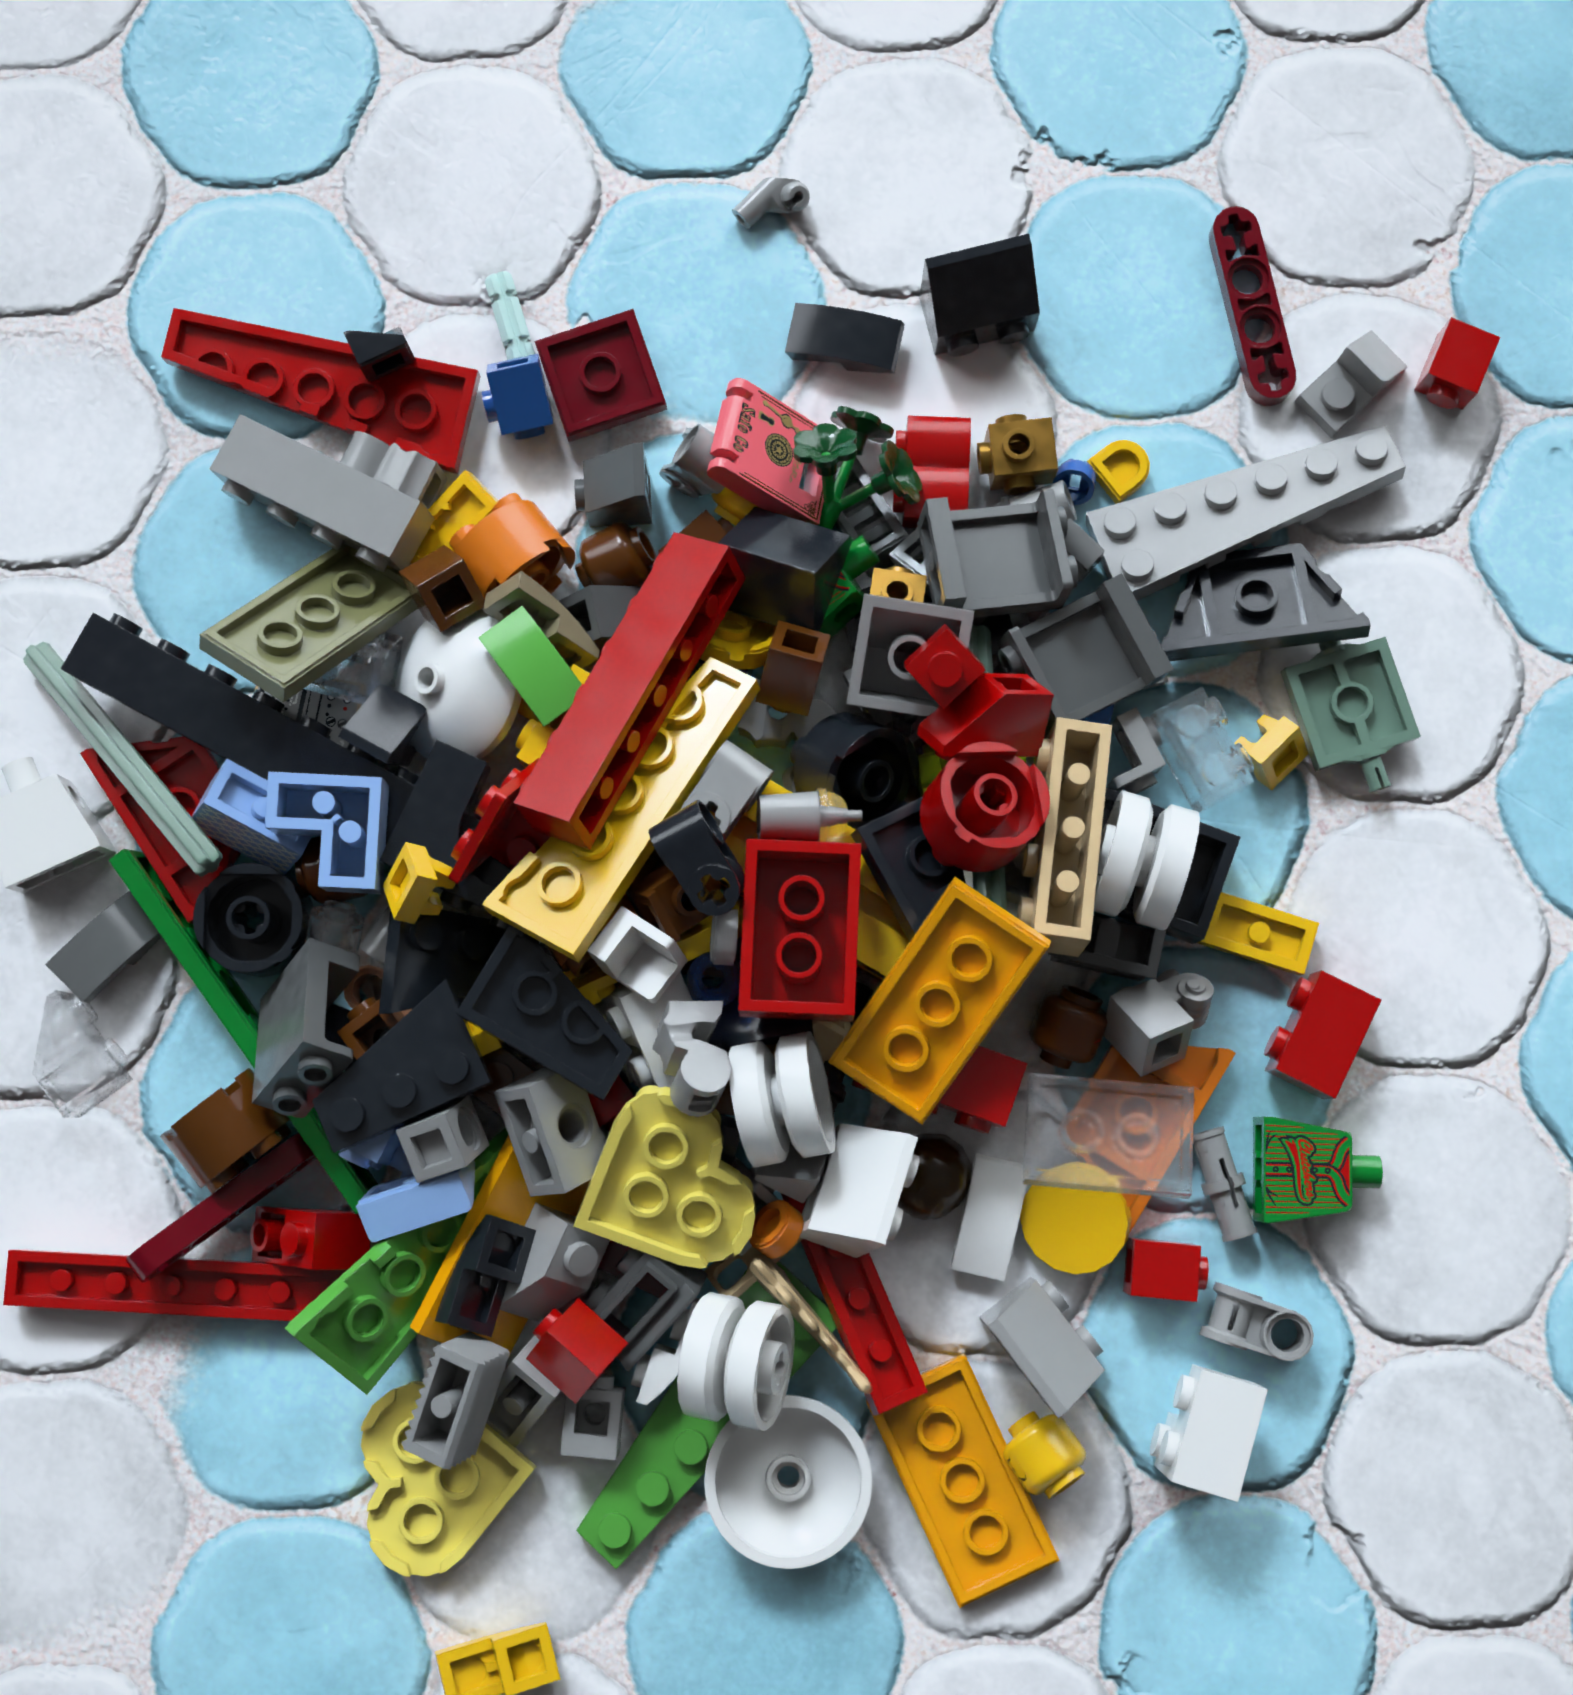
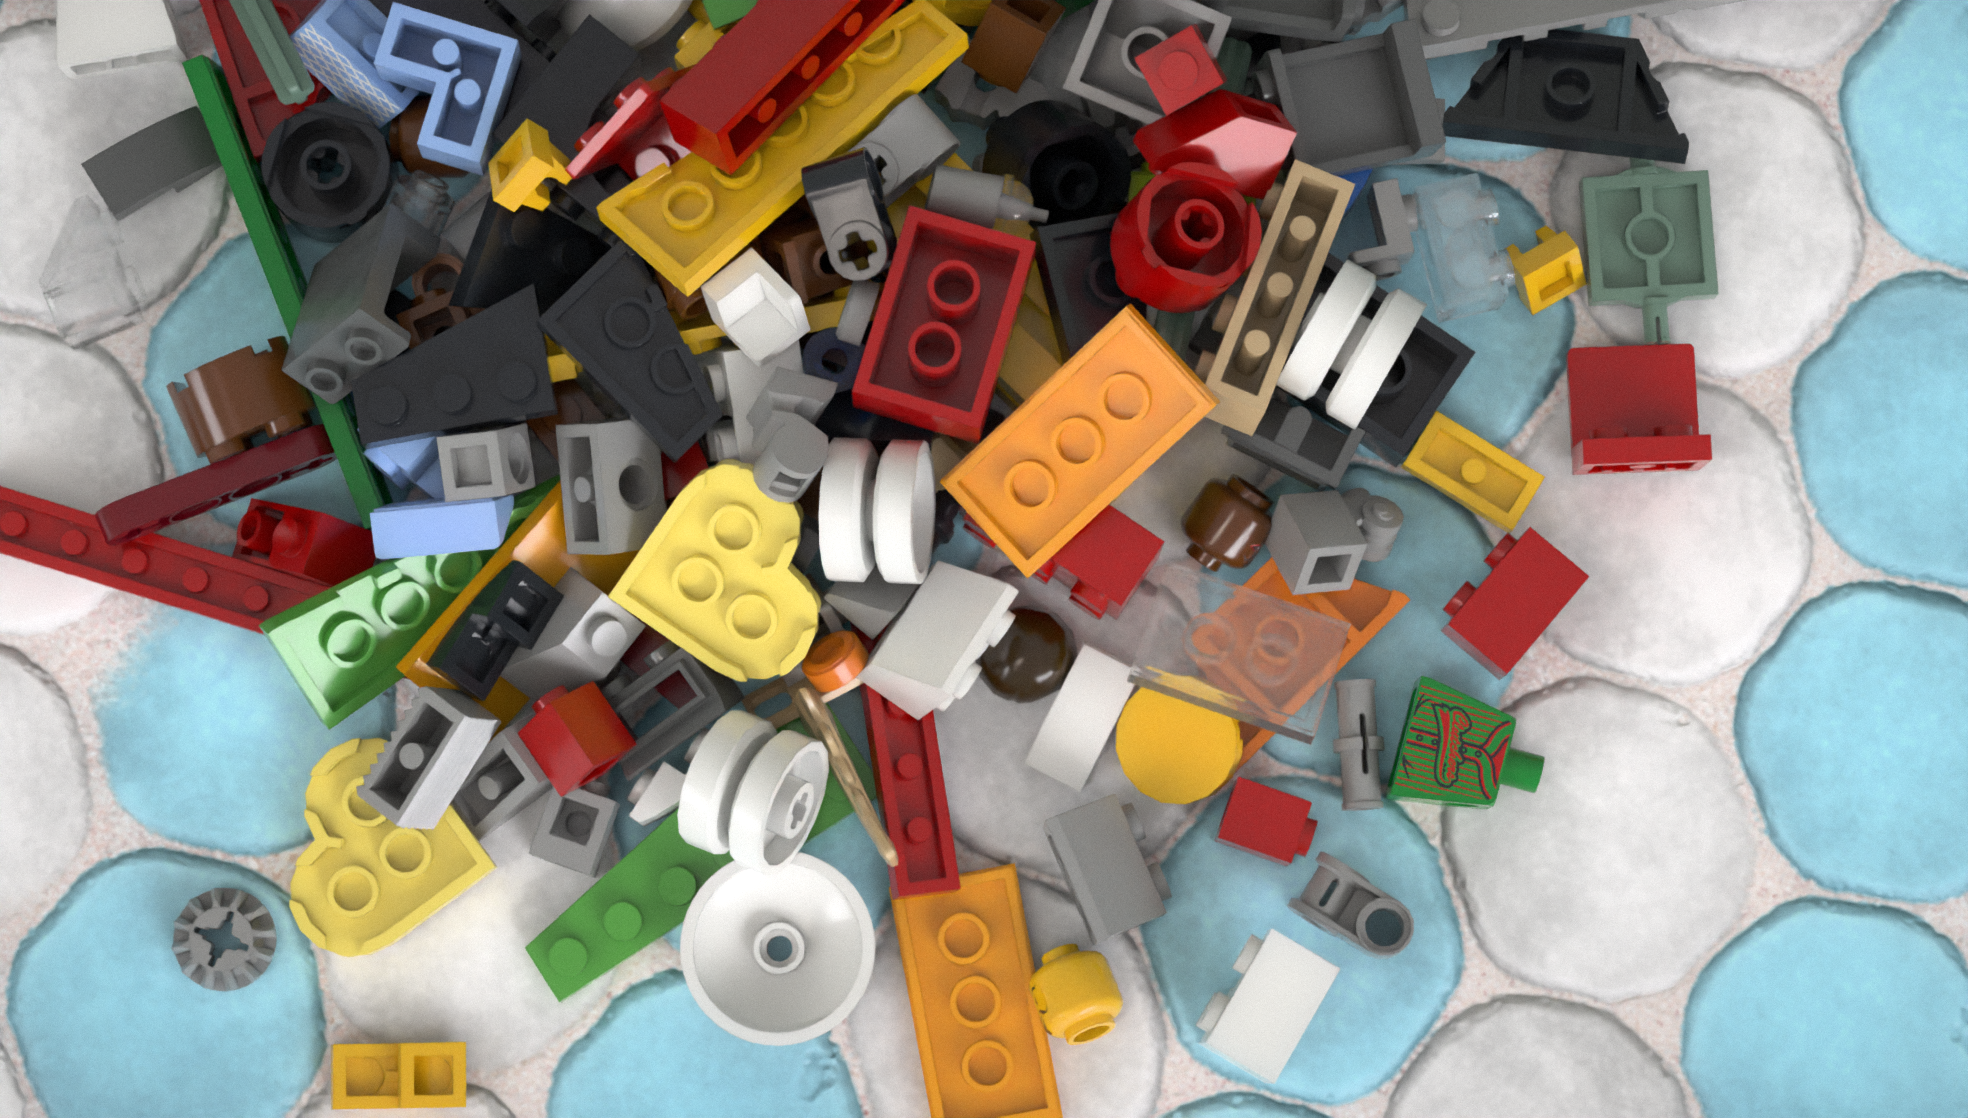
camera: 10 degrees right, 0 degrees up
(343, 1569) = (235, 967): none -> light grey gear
(1376, 848) = (1634, 410): none -> red bracket

